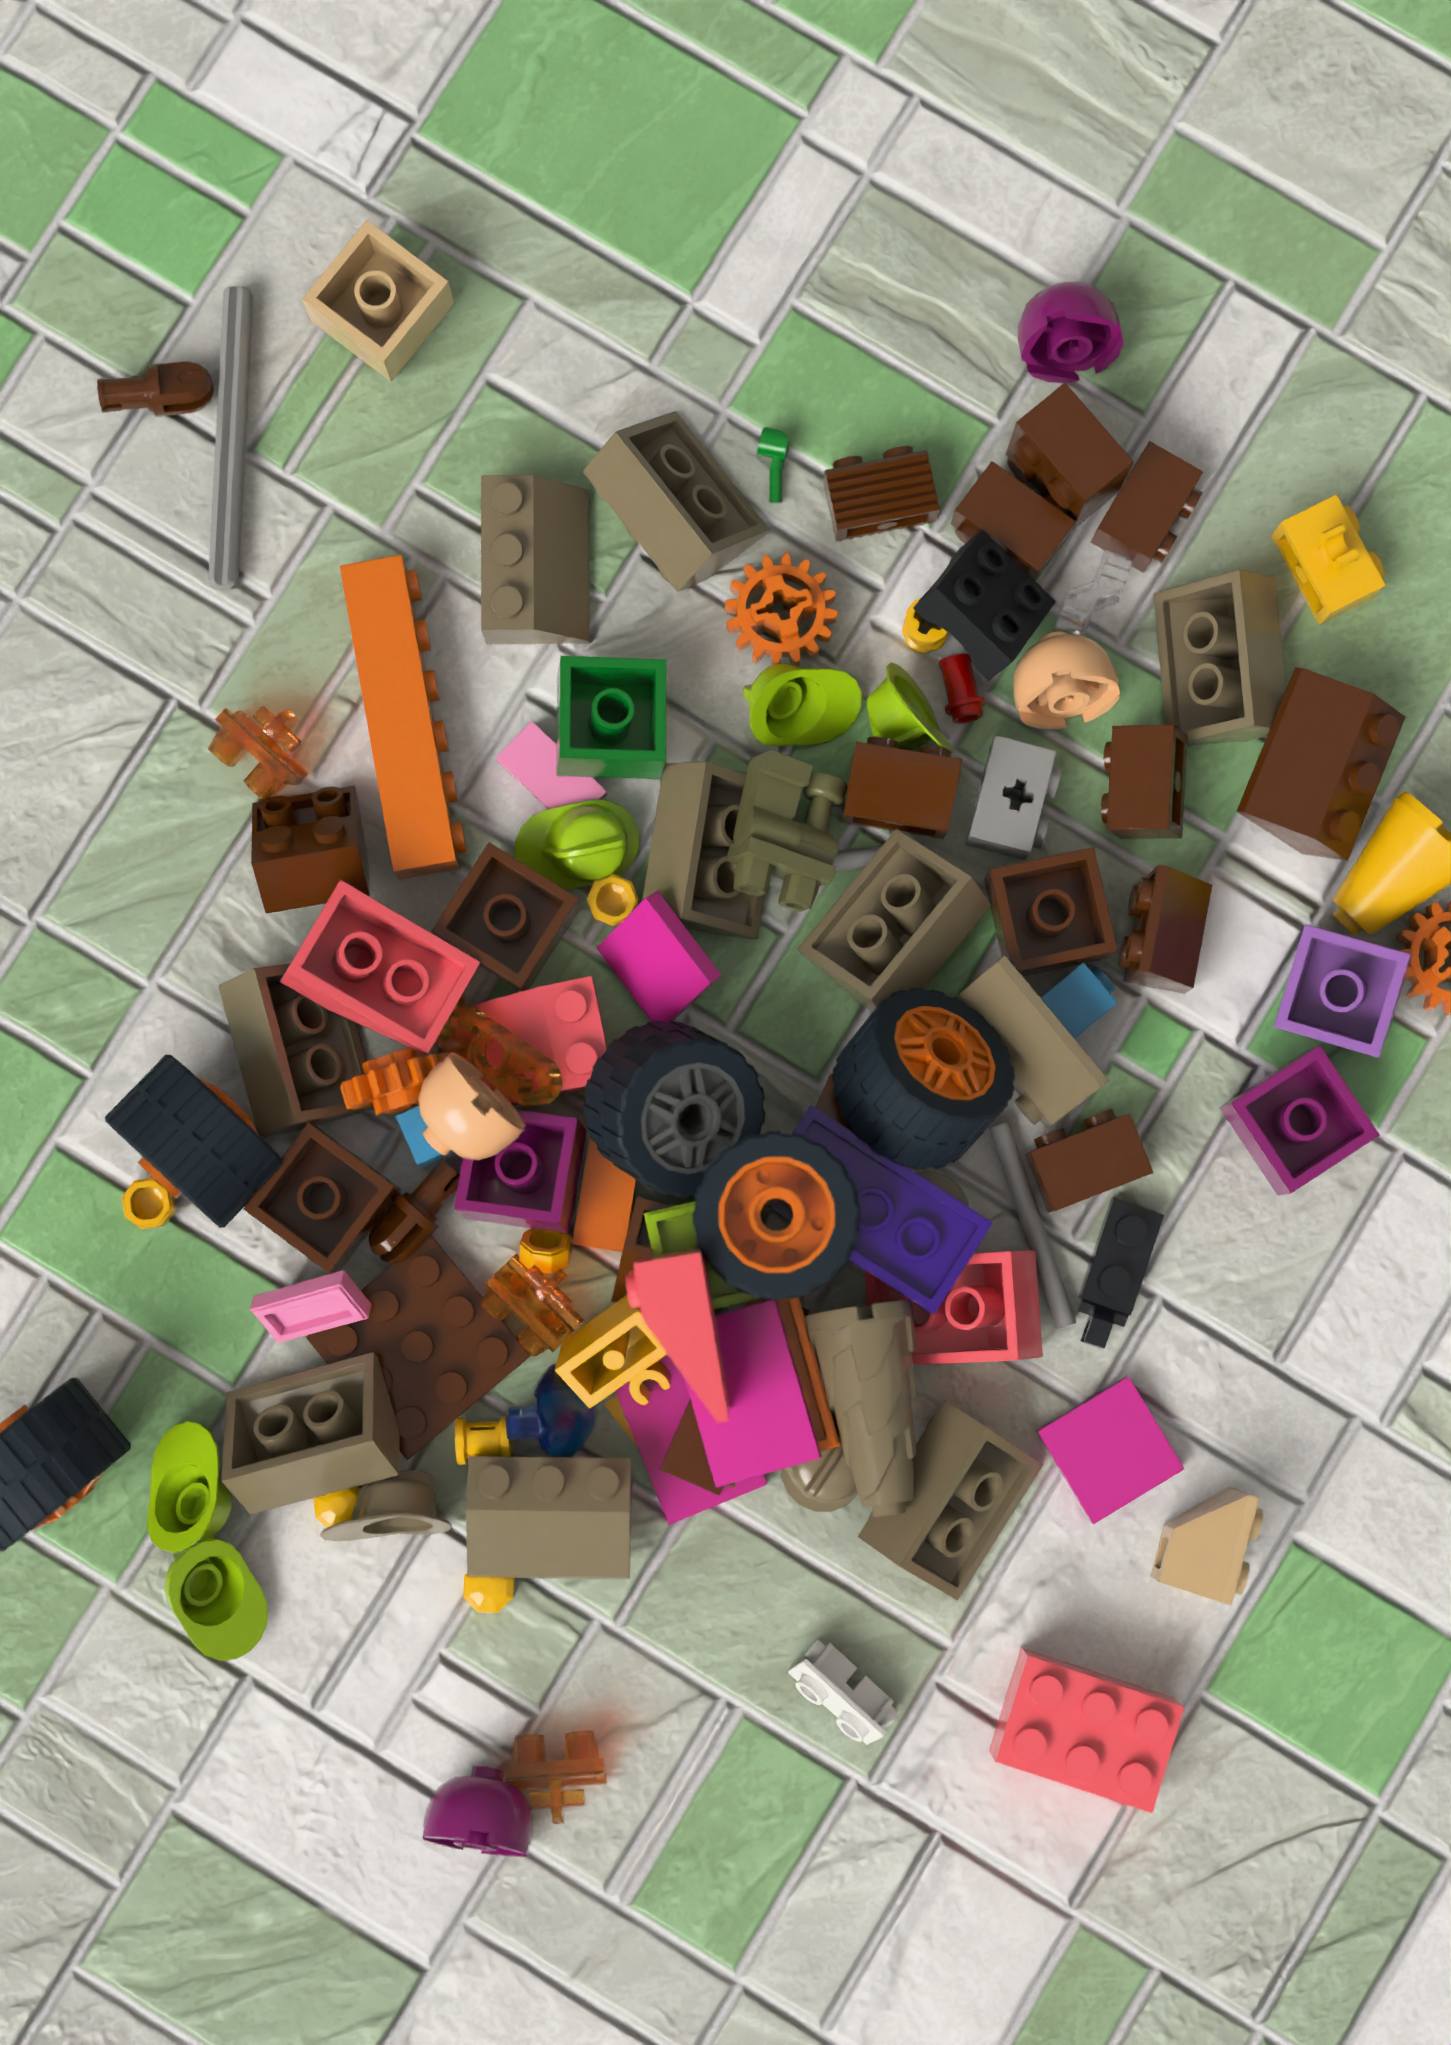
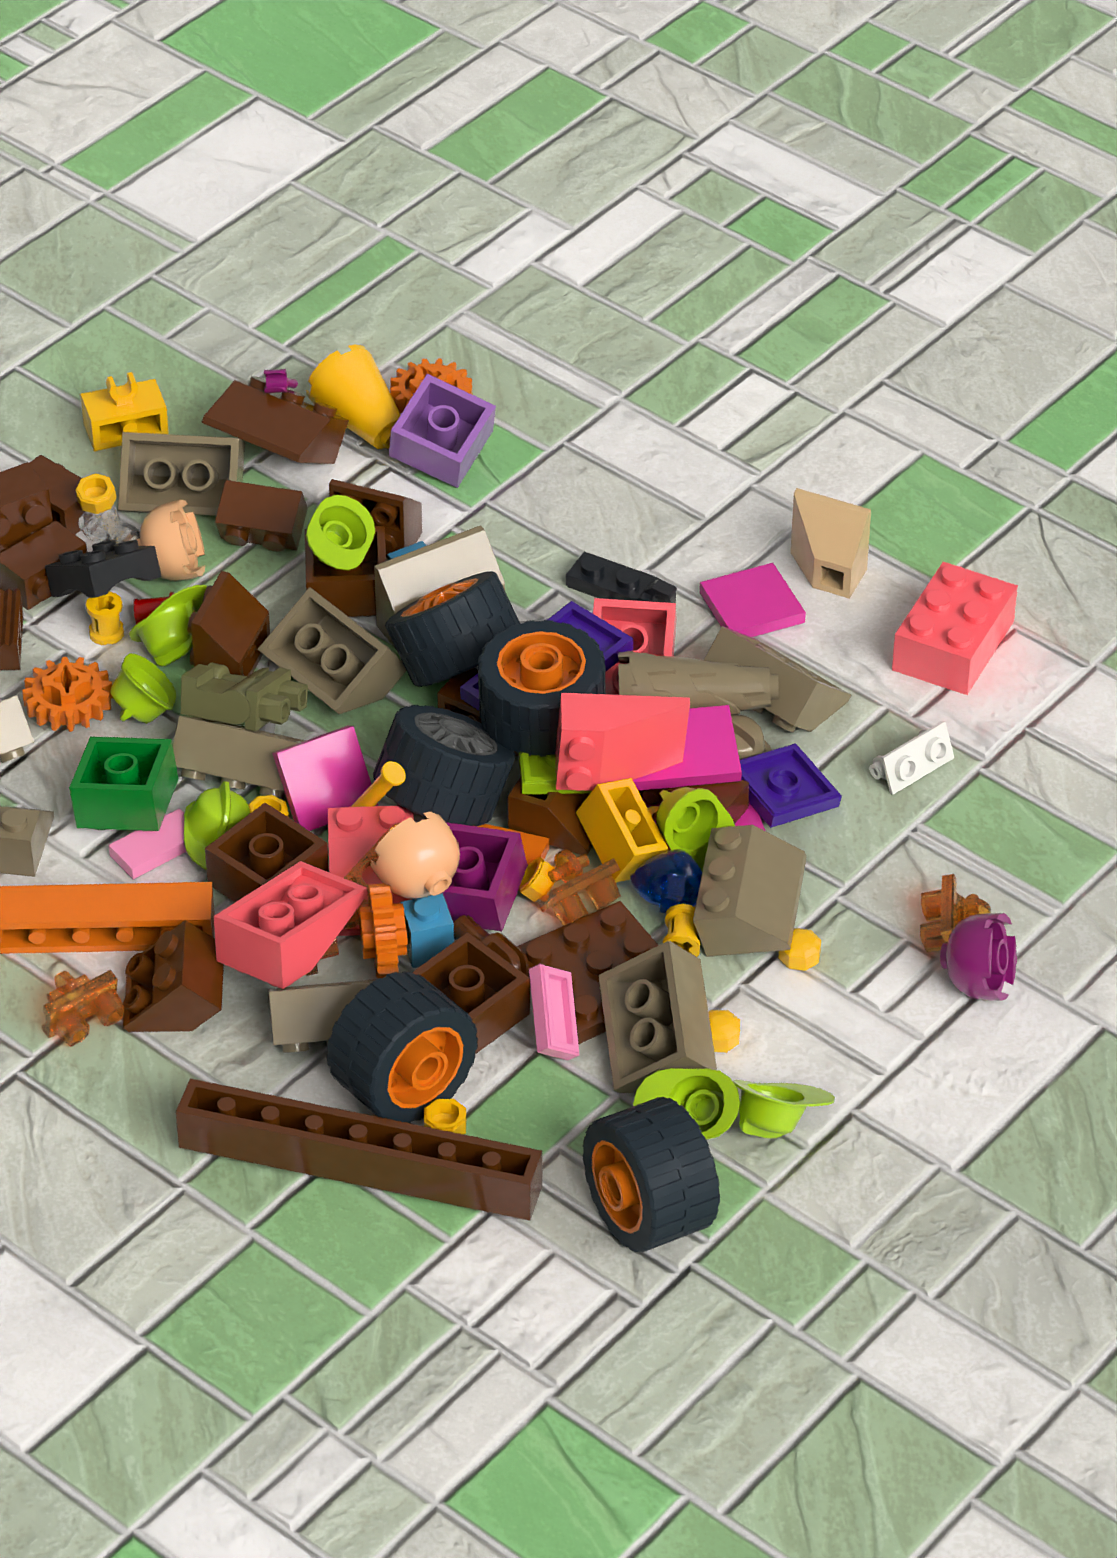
camera: 80 degrees left, 40 degrees down
(66, 1116) = (360, 1149): none -> reddish brown brick
(392, 1507) = (730, 981): dark tan piece -> none
(601, 1049) = (391, 775): none -> yellow piece
(638, 1429) = (687, 820): none -> lime piece
(764, 1535) = (787, 785): none -> dark purple tile
(1007, 767) = (269, 583): light grey brick -> none
(1043, 900) = (340, 532): none -> lime piece
(1088, 1161) = (535, 579): reddish brown brick -> none
(1124, 561) = (96, 493): none -> yellow tile
(1299, 1121) = (531, 468): magenta brick -> none
(1368, 754) = (277, 381): none -> magenta hand

